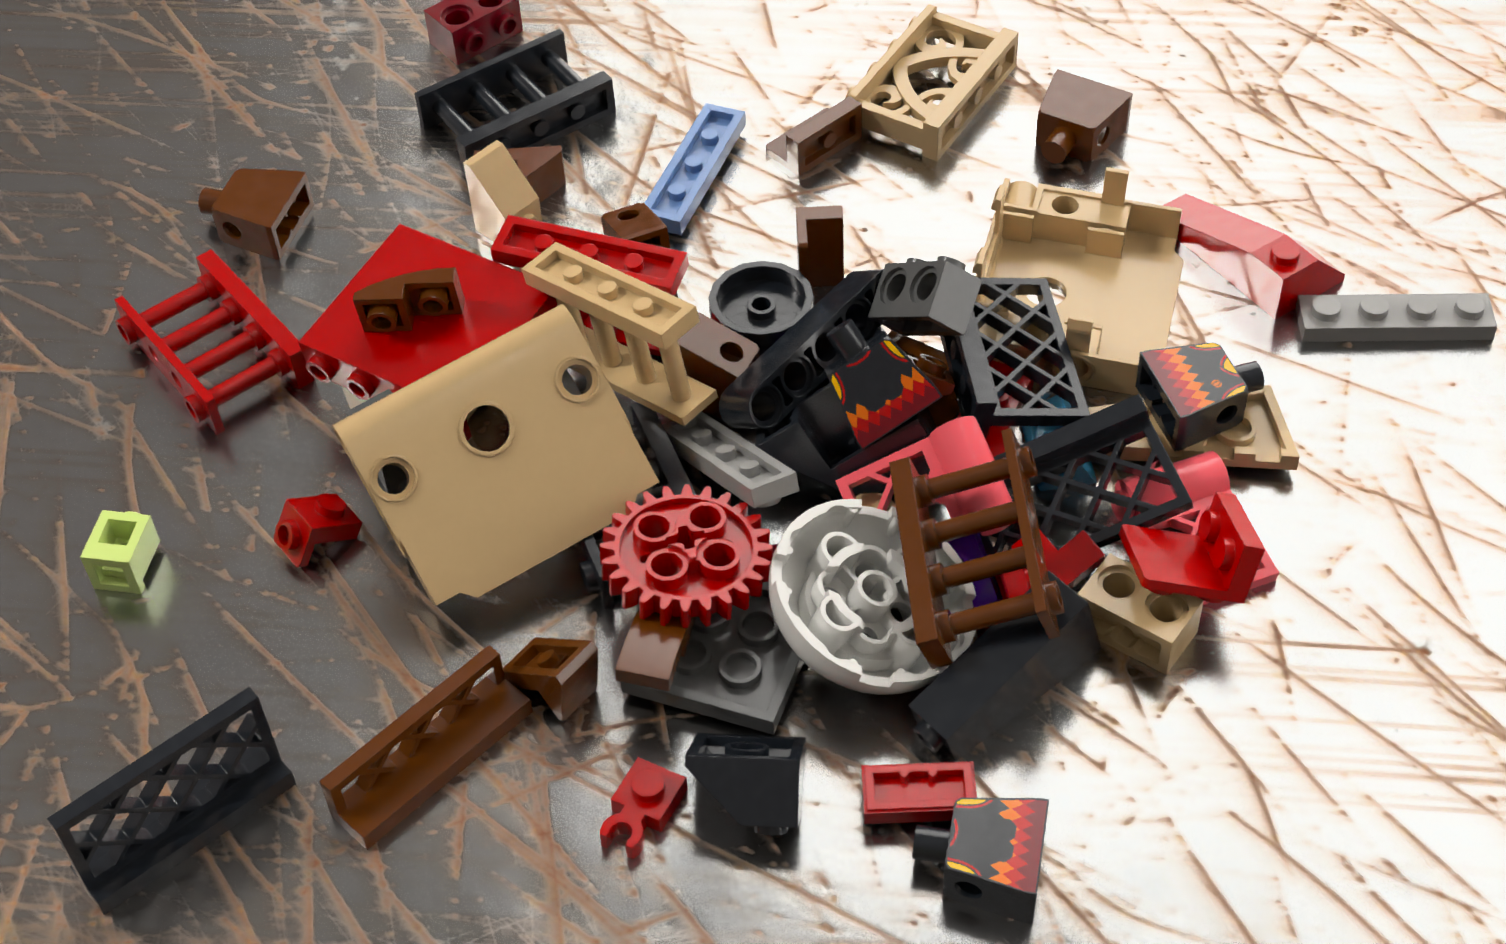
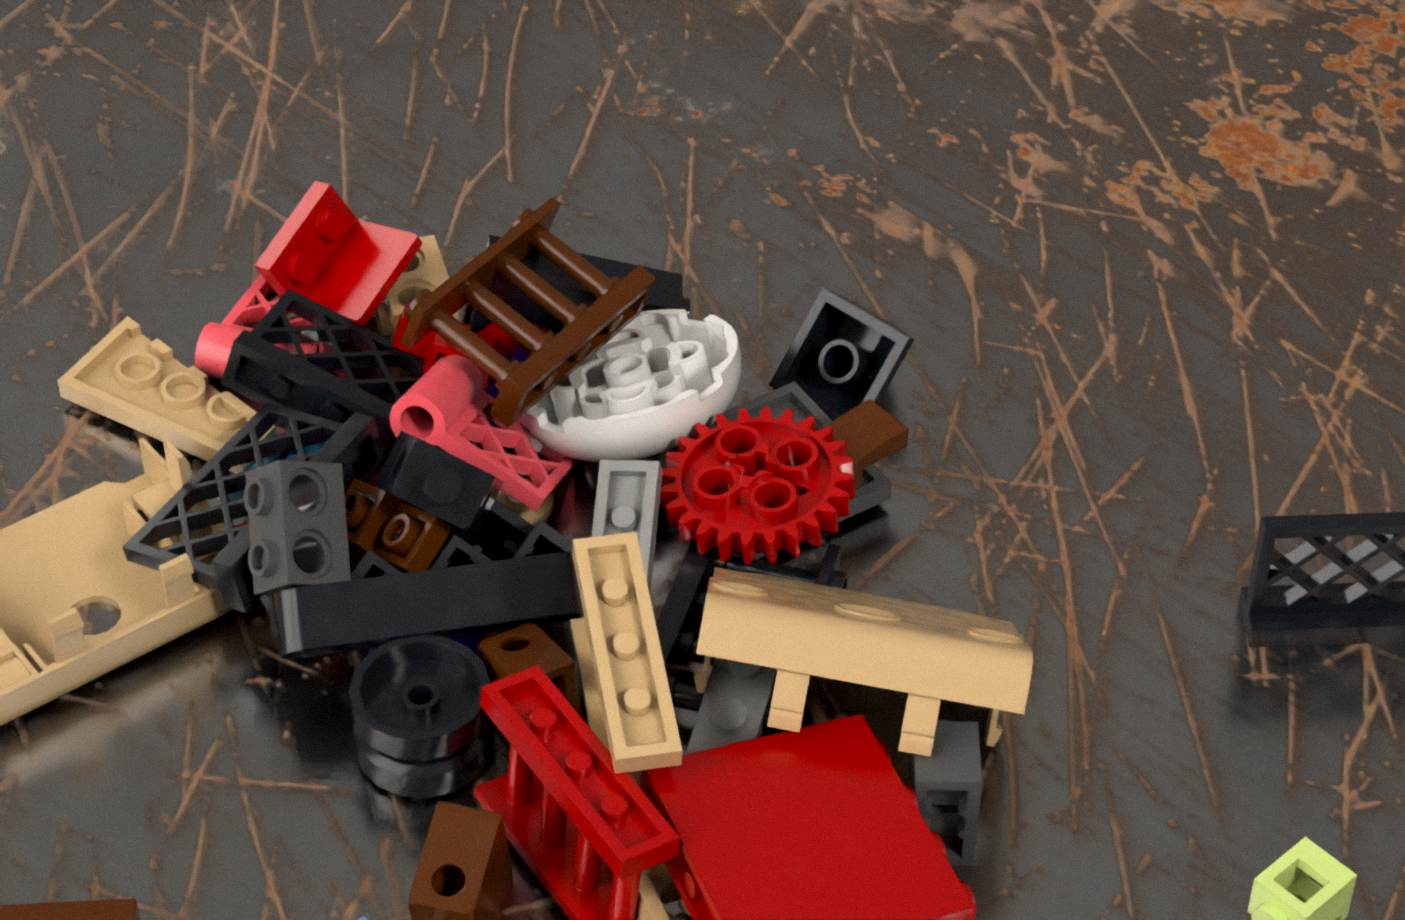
camera: 145 degrees left, 5 degrees down
(312, 522) = (1068, 806): red bracket -> none
(397, 300) = (838, 827): reddish brown slope -> none
(428, 751) = (1105, 539): reddish brown fence -> none
(557, 668) = (945, 513): reddish brown slope -> none
(641, 801) = (947, 413): red plate -> none
(820, 244) = (289, 745): reddish brown panel -> none
(915, 791) = (730, 290): plate -> none
(990, 853) = (718, 222): torso -> none
(1195, 390) = (146, 379): black torso -> none

